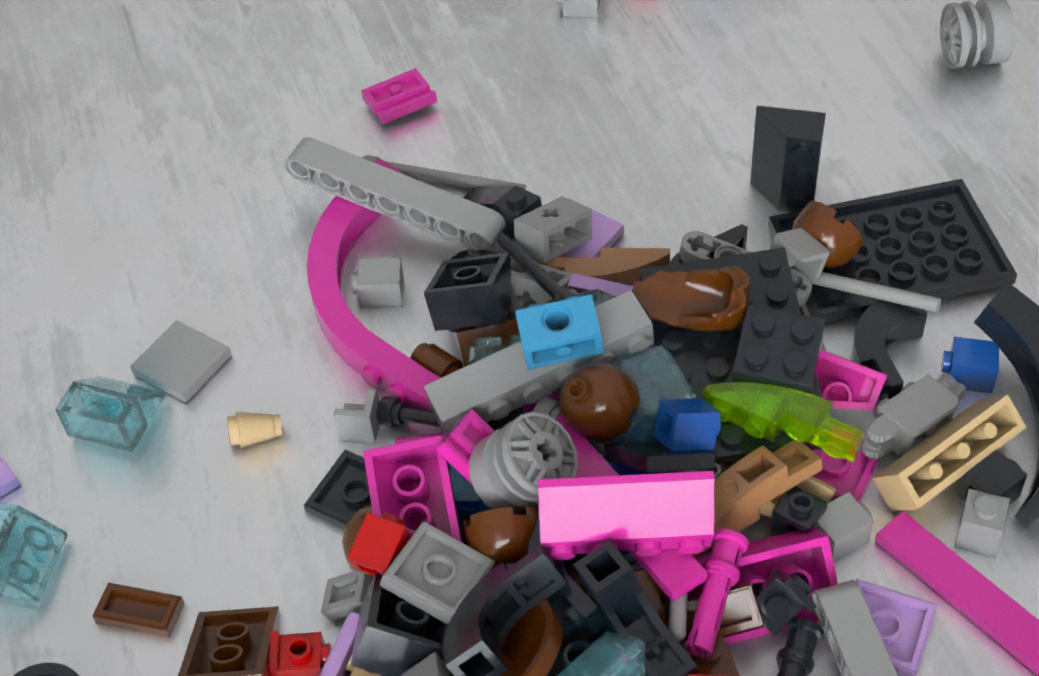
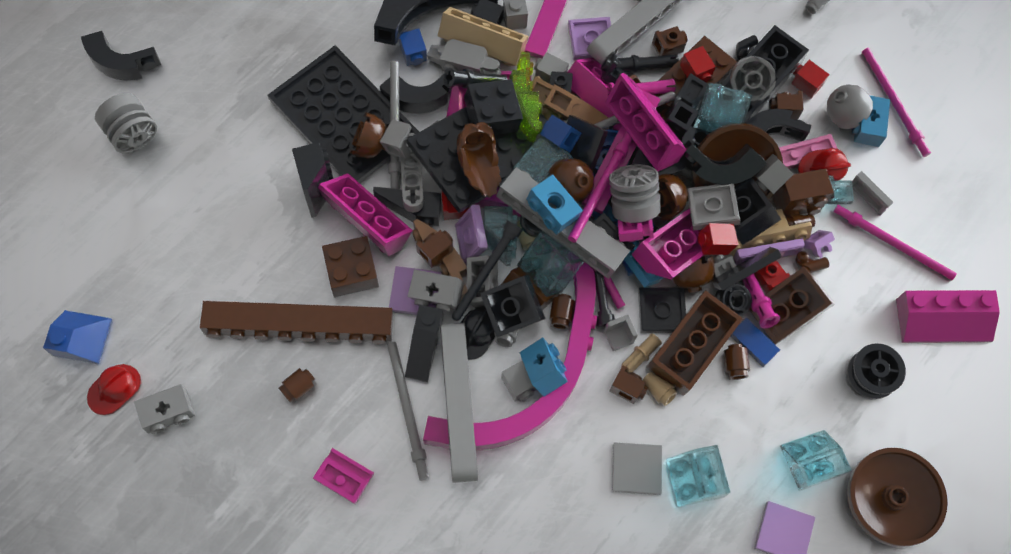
camera: 130 degrees left, 20 degrees up
(138, 610) = (793, 375): reddish brown tile -> none
(211, 537) = (737, 361): none -> reddish brown brick
(222, 585) = (757, 343): none -> blue tile
(260, 604) = (761, 303): none -> dark pink pin
(274, 488) = (694, 342): none -> reddish brown brick
(283, 391) = (629, 386): none -> reddish brown brick
(297, 577) = (741, 296): none -> black wheel
(315, 434) = (641, 353): none -> tan axle
(323, 604) = (746, 268): none -> black tile
(372, 297) = (543, 366): none -> dark azure brick
(532, 89) = (297, 384): none -> reddish brown brick
(548, 406) = (620, 152): none -> dark pink bar
(607, 115) = (296, 321): none -> reddish brown brick
(609, 241) = (435, 247): none -> reddish brown brick
(649, 177) = (350, 266): none -> reddish brown brick
(708, 195) = (366, 213): none -> dark pink slope
(861, 373) = (463, 78): none -> black pin

